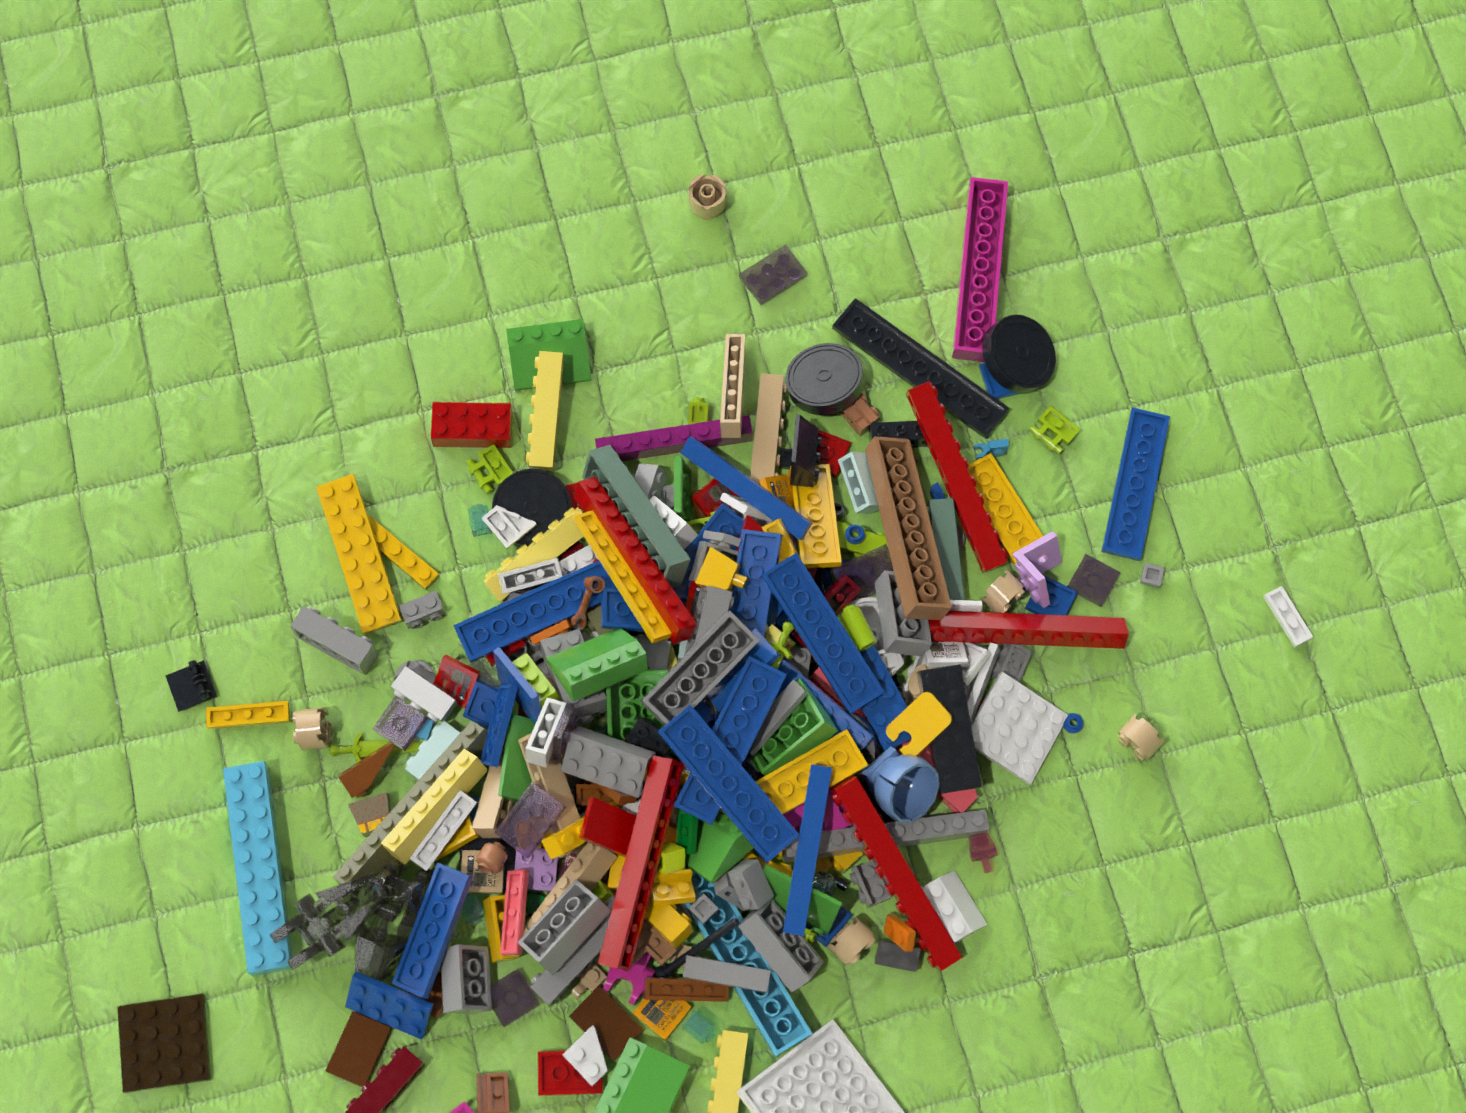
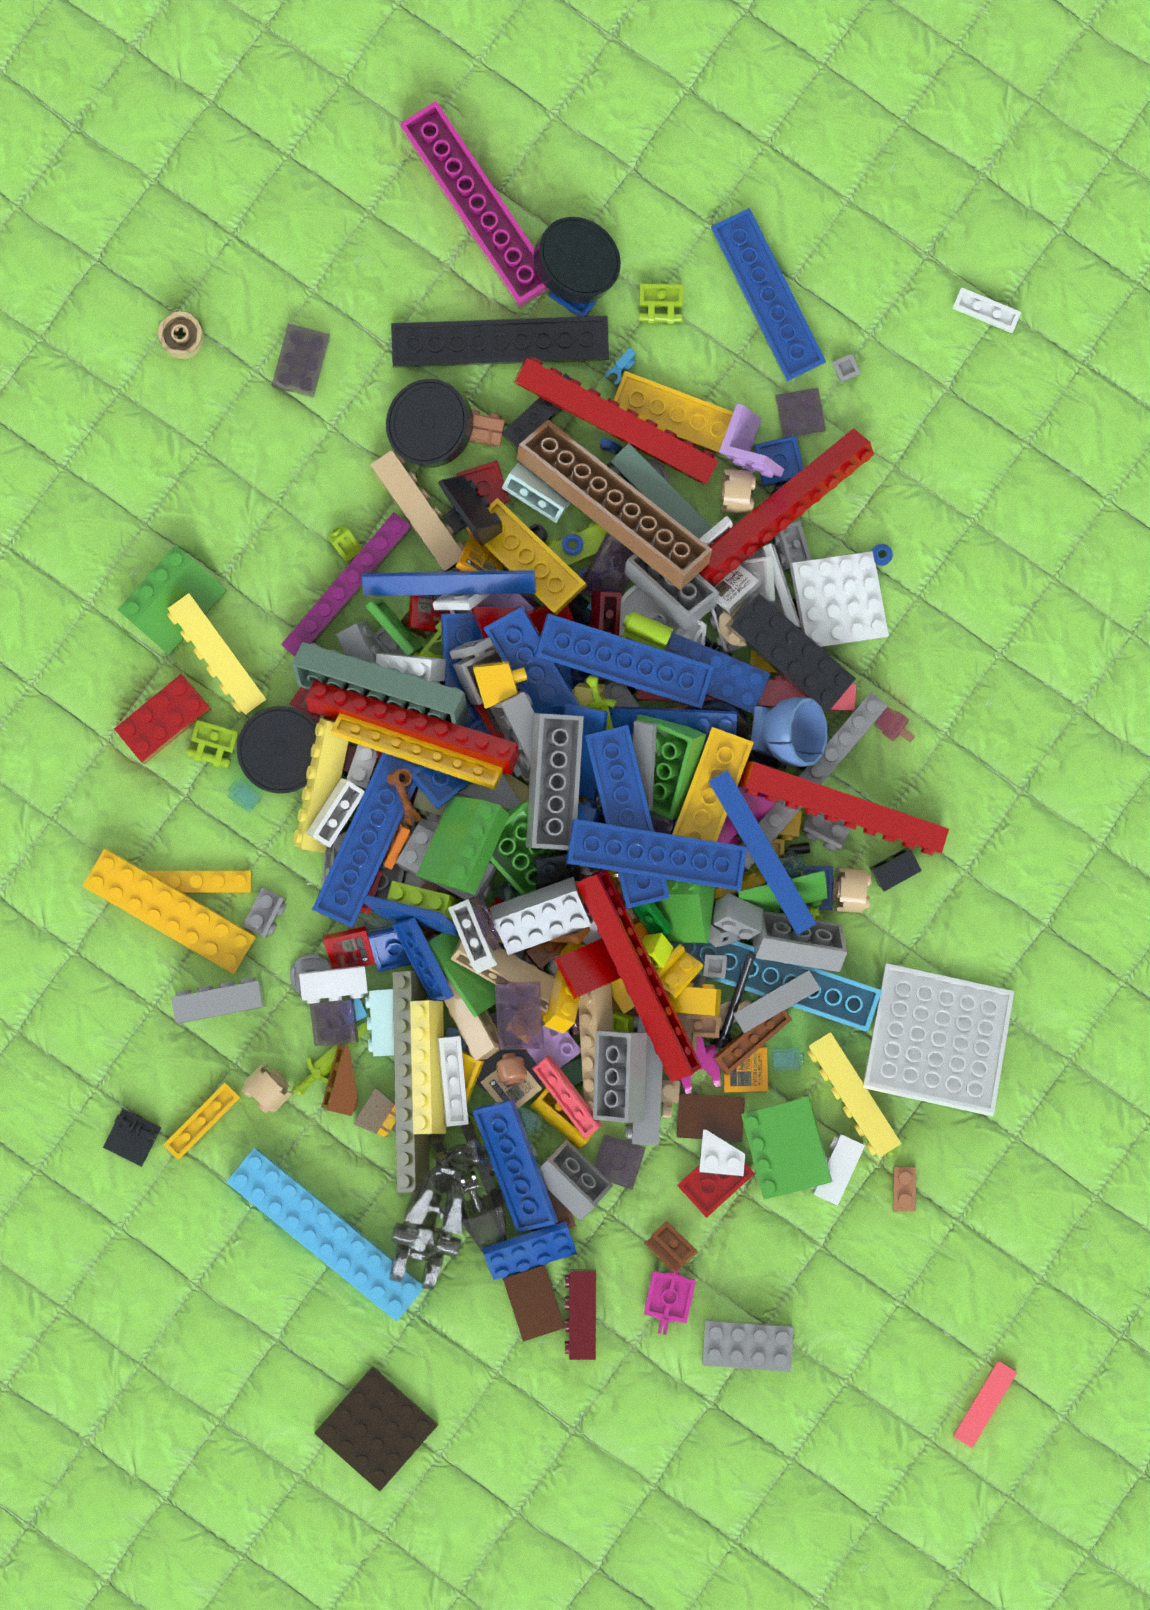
camera: 40 degrees left, 15 degrees up
(507, 525) = (275, 783): white wing -> none
(733, 386) = (359, 498): tan brick -> none
(787, 545) = (509, 601): yellow tile -> none
(899, 932) = (884, 851): orange plate -> none
(923, 720) = (765, 665): yellow piece -> none
(954, 906) = (908, 791): white slope -> none
(1140, 737) = (947, 522): tan brick -> none

